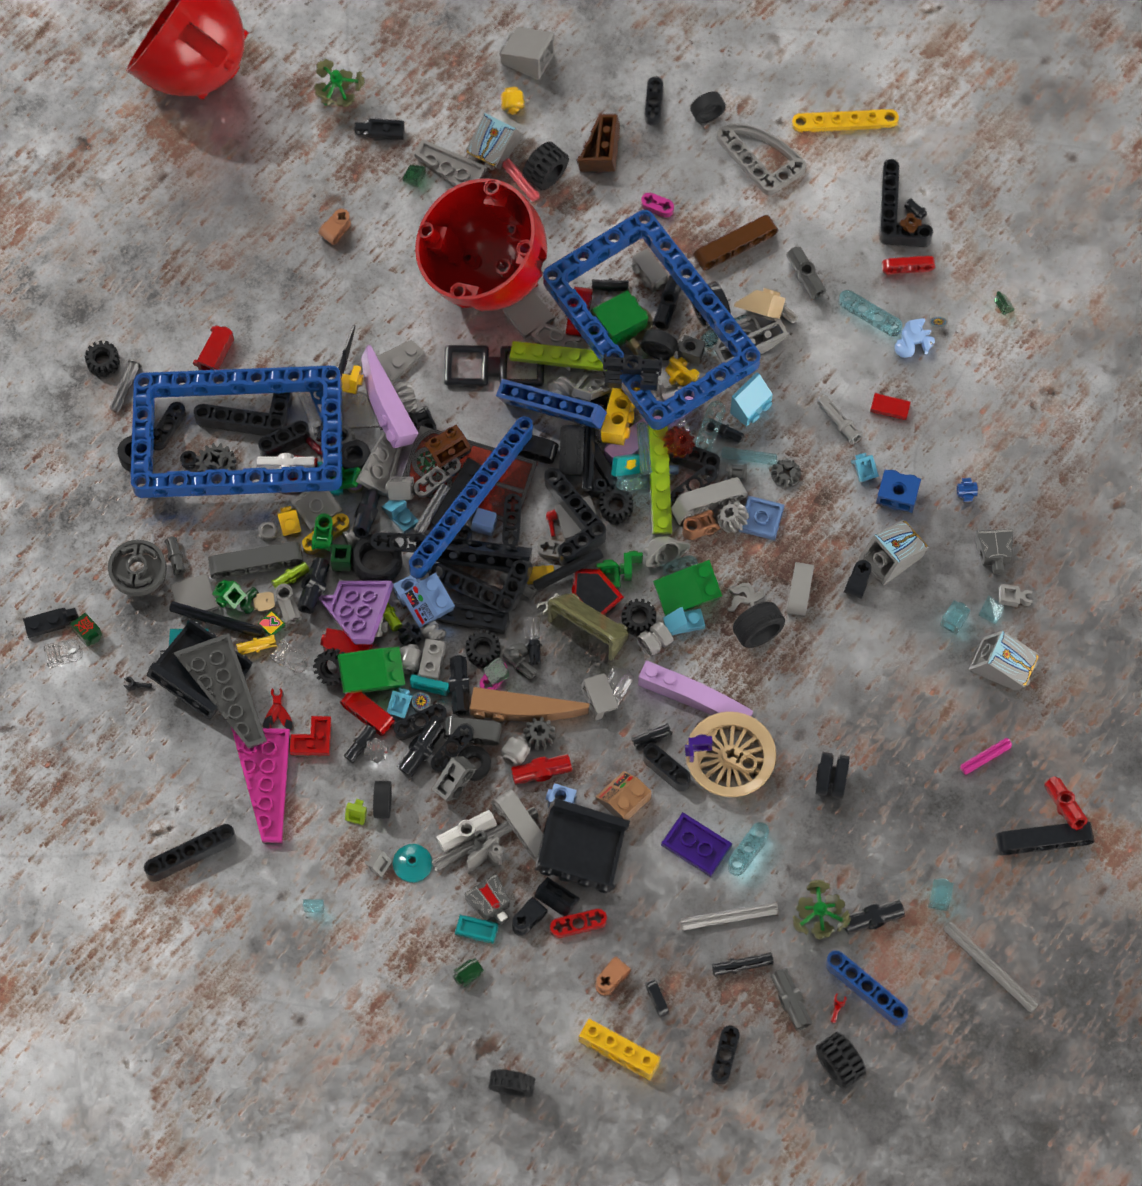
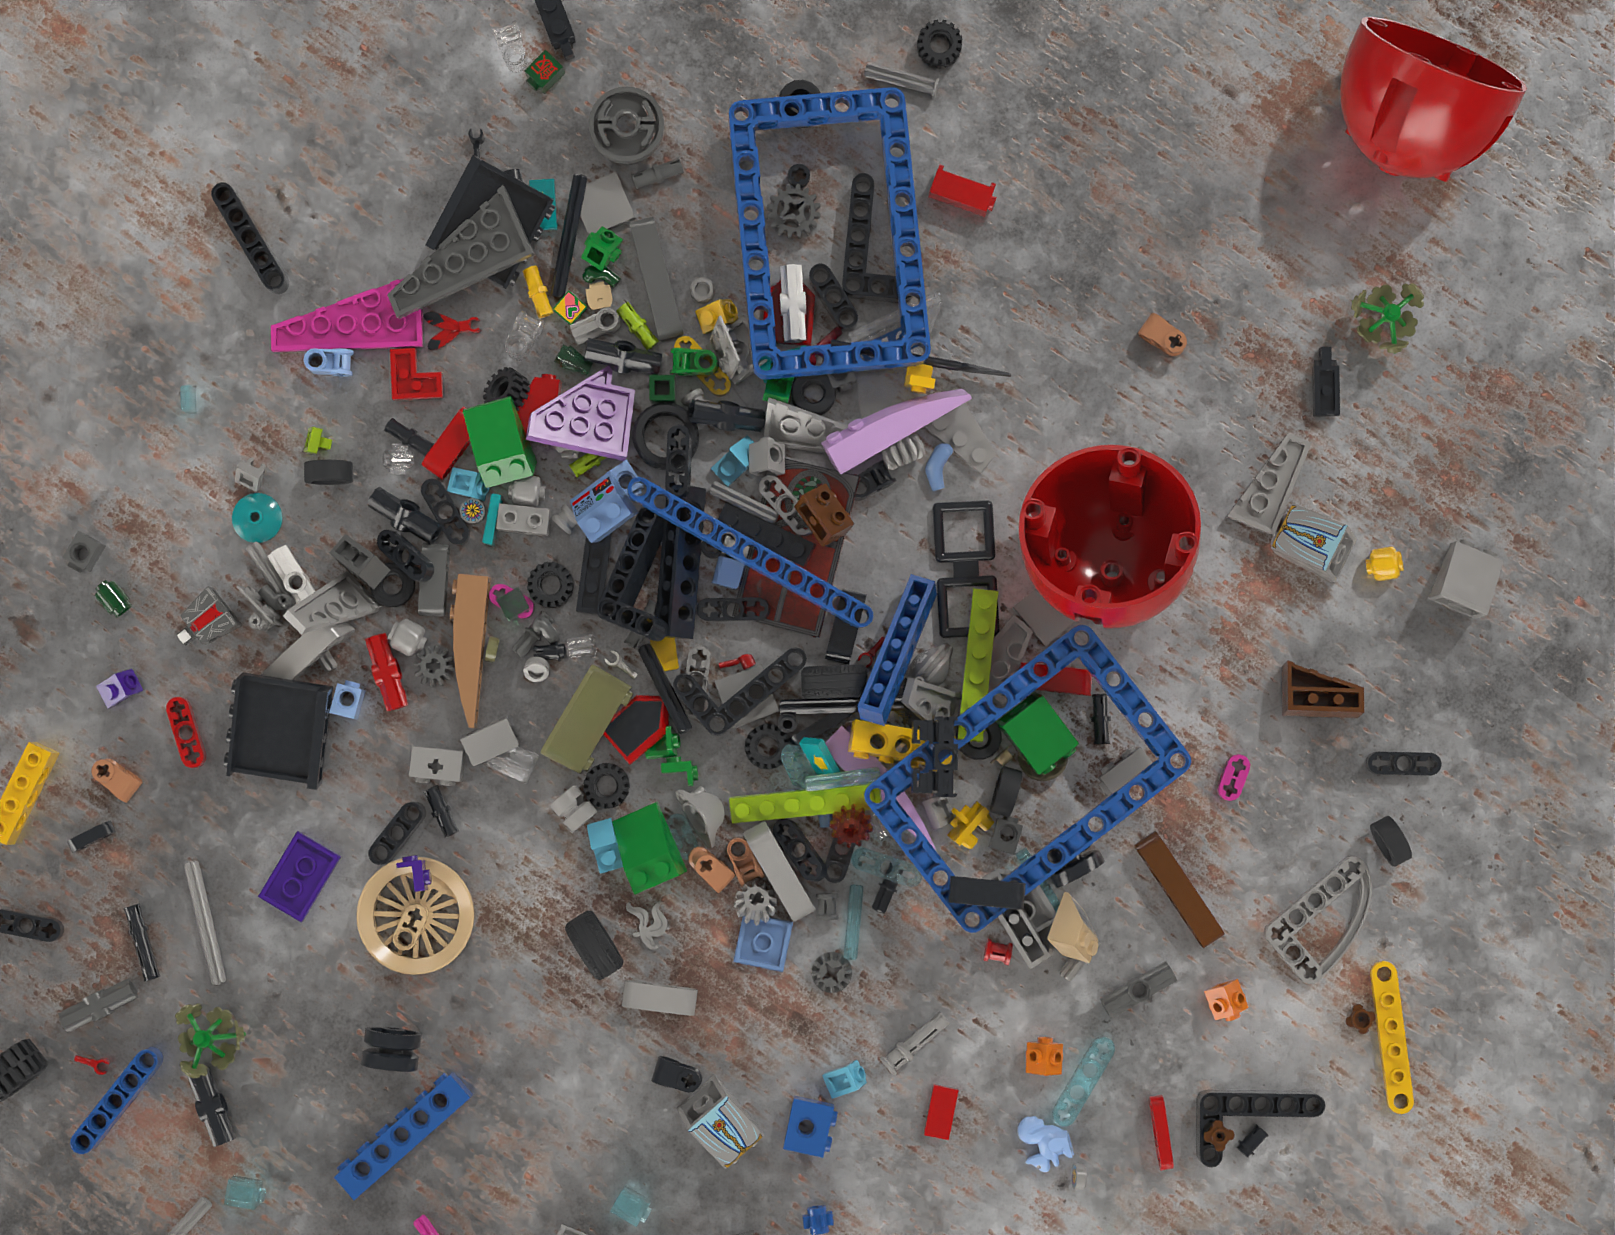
camera: 85 degrees right, 20 degrees up
(168, 417) = (866, 143): black beam -> none
(295, 796) = (335, 361): none -> light blue piece
(311, 623) = (572, 360): none -> clear green cone
(314, 505) = (725, 341): none -> light grey hinge
(409, 634) = (561, 488): black gear -> none
(414, 174) = (1256, 436): clear green slope -> none
(416, 380) = (935, 465): none -> medium blue arm
(427, 984) = (94, 549): none -> dark grey brick
(459, 685) = (496, 558): black piece -> none
(476, 929) = (172, 605): teal tile -> none
(486, 796) = (332, 604): none -> light grey wing
(517, 176) = (1259, 584): coral axle -> none
(529, 690) = (492, 648): none -> olive tile
(530, 914) = (191, 672): black piece -> none
(540, 972) = (119, 687): none -> dark purple bracket
(545, 166) = (1274, 617): black tyre -> none
(547, 661) = (536, 669): none -> light grey tile
(551, 432) = (872, 652): none -> red hand
(556, 897) = (217, 705): black slope -> none
(615, 725) = (424, 757): none -> light grey brick
(624, 796) = (356, 779): medium nougat slope -> none
(666, 310) = (1062, 796): black piece -> none
(687, 690) = (501, 861): lavender slope -> none
(705, 547) = (712, 870): none -> nougat piece
(732, 341) = (986, 892): none -> black beam
(751, 400) = (929, 922): medium azure slope -> none
(753, 841) = (305, 944): clear light blue beam -> none
(775, 360) = (998, 951): none -> red bush
(815, 216) = (1226, 1000): none -> orange brick
(832, 133) = (1368, 1018): none -> reddish brown plate
(852, 333) = (1044, 1057): none -> orange brick
(923, 794) = (355, 1182): none -> blue brick

